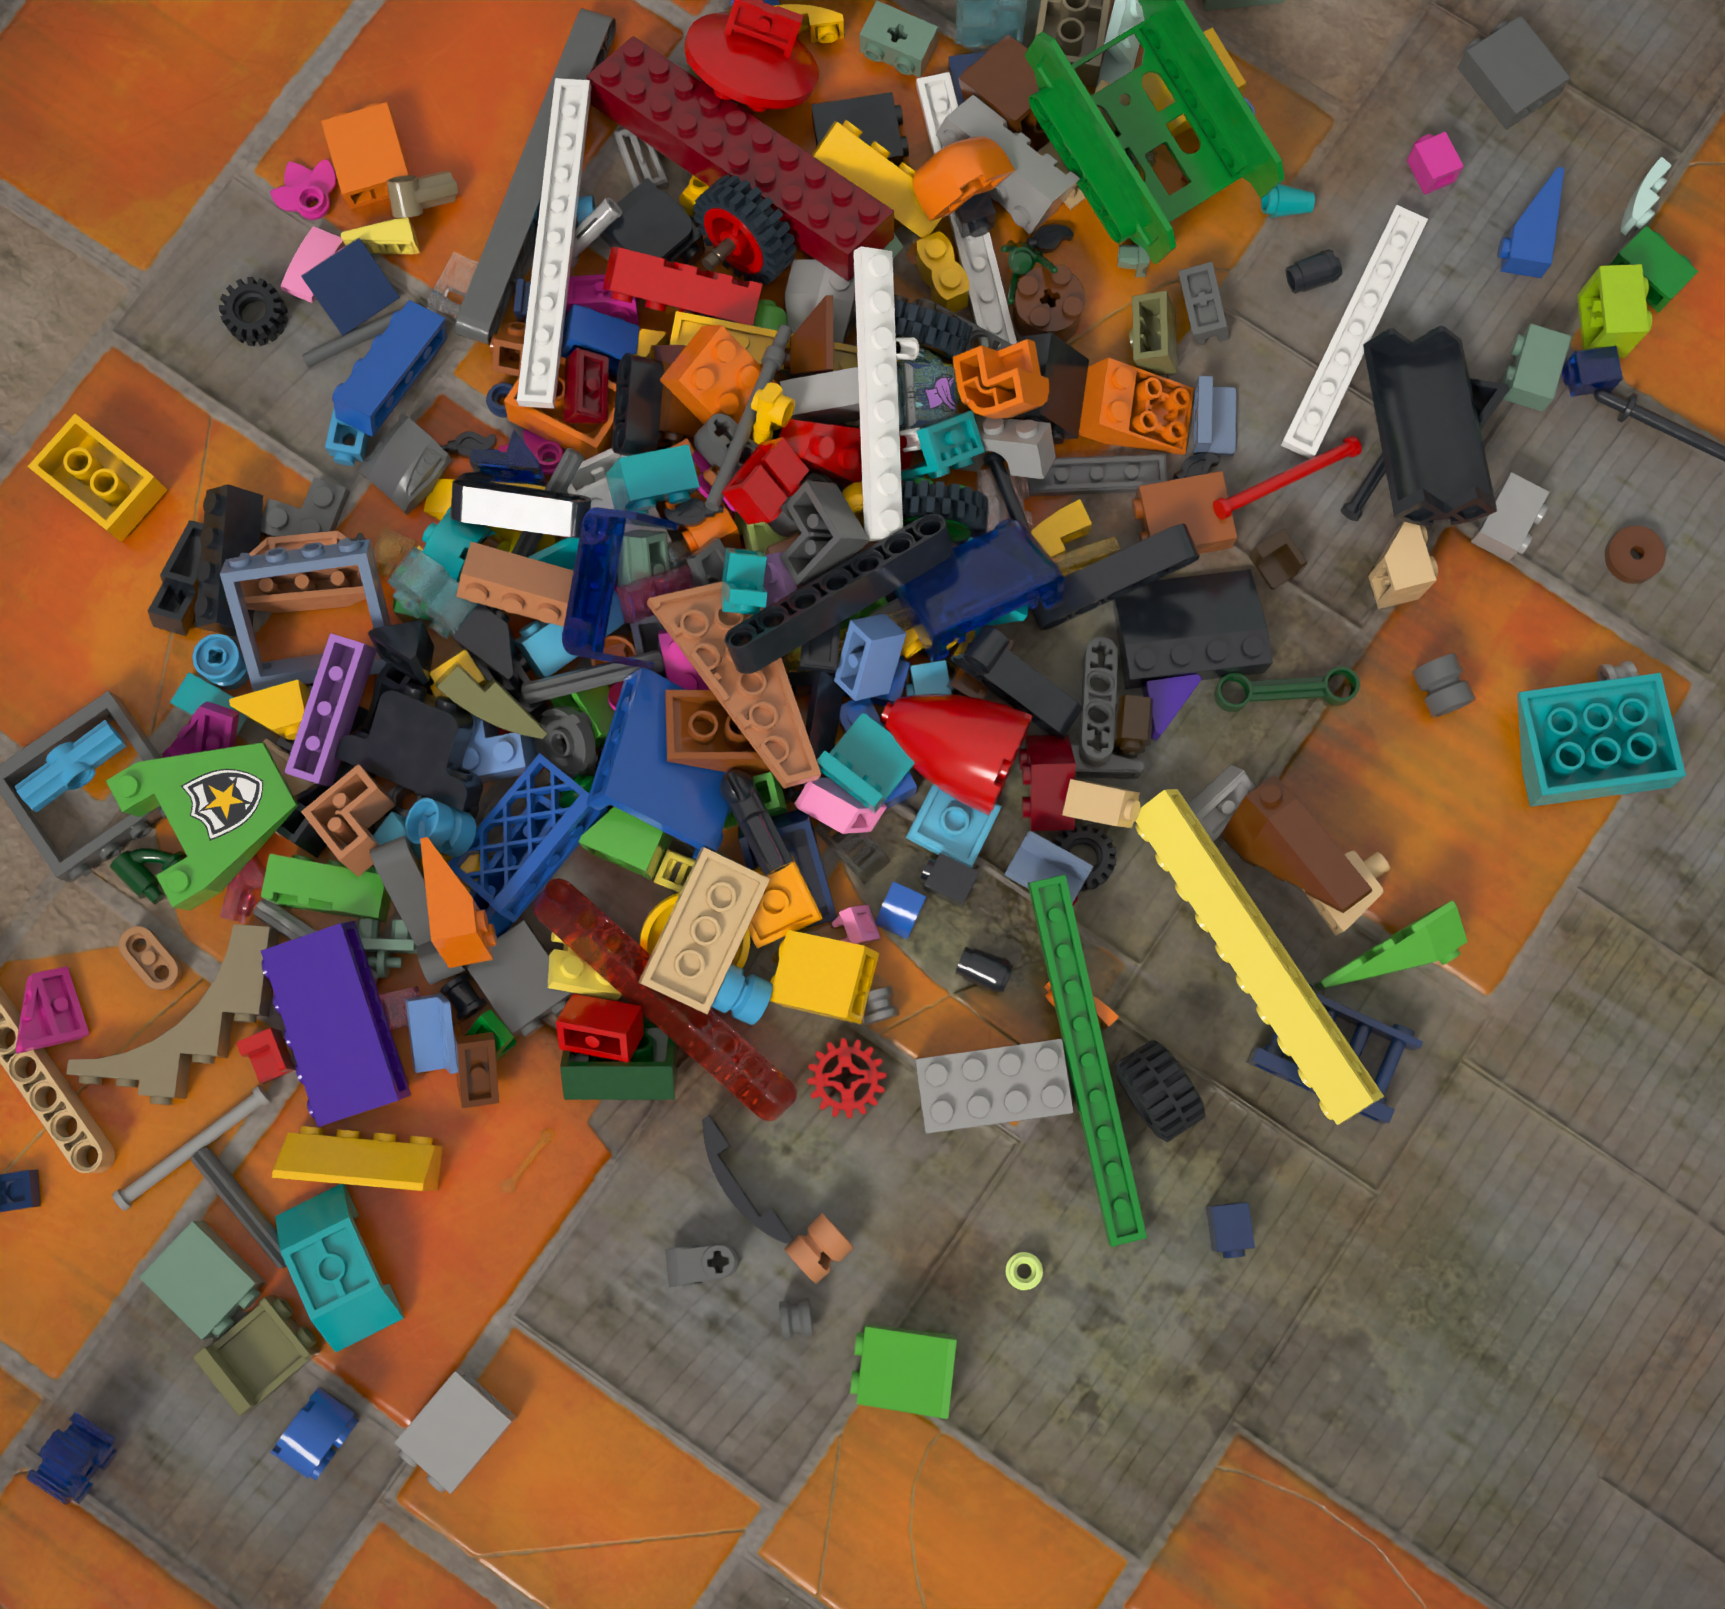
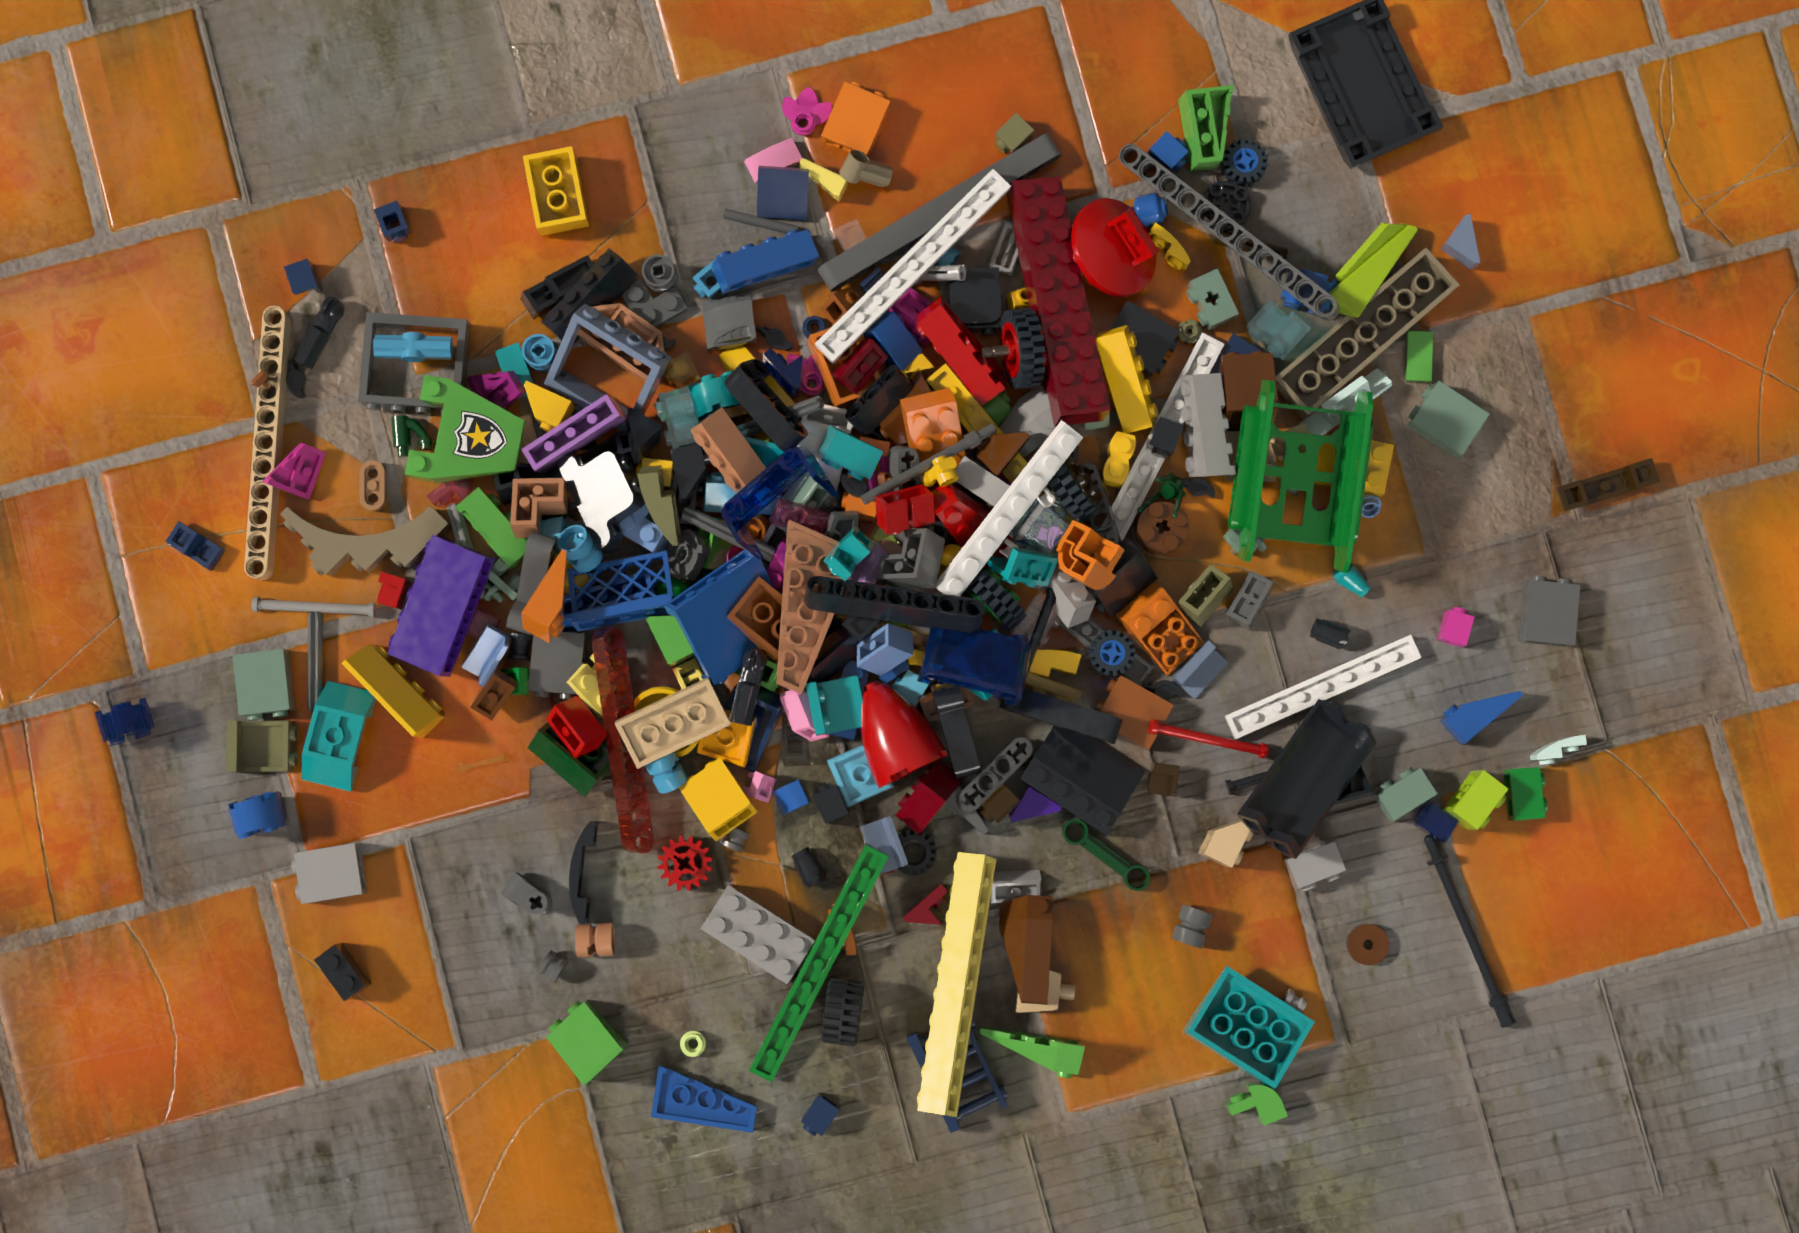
camera: 40 degrees right, 5 degrees up
(241, 297) = (712, 148): black tyre -> none
(285, 474) = (659, 273): none -> dark grey wheel
(547, 38) = (1013, 135): none -> olive brick
(562, 1531) = (342, 971): none -> black brick
(905, 98) = (1185, 336): none -> olive plate
(958, 174) = (1168, 415): orange brick -> none
(1085, 1332) = (695, 1102): none -> blue wing
(1101, 803) = (944, 833): tan slope -> none
(1110, 461) = (1117, 647): none -> black wheel
(1148, 912) = (922, 913): none -> dark red slope
(1680, 805) = (1261, 1097): none -> bright green brick

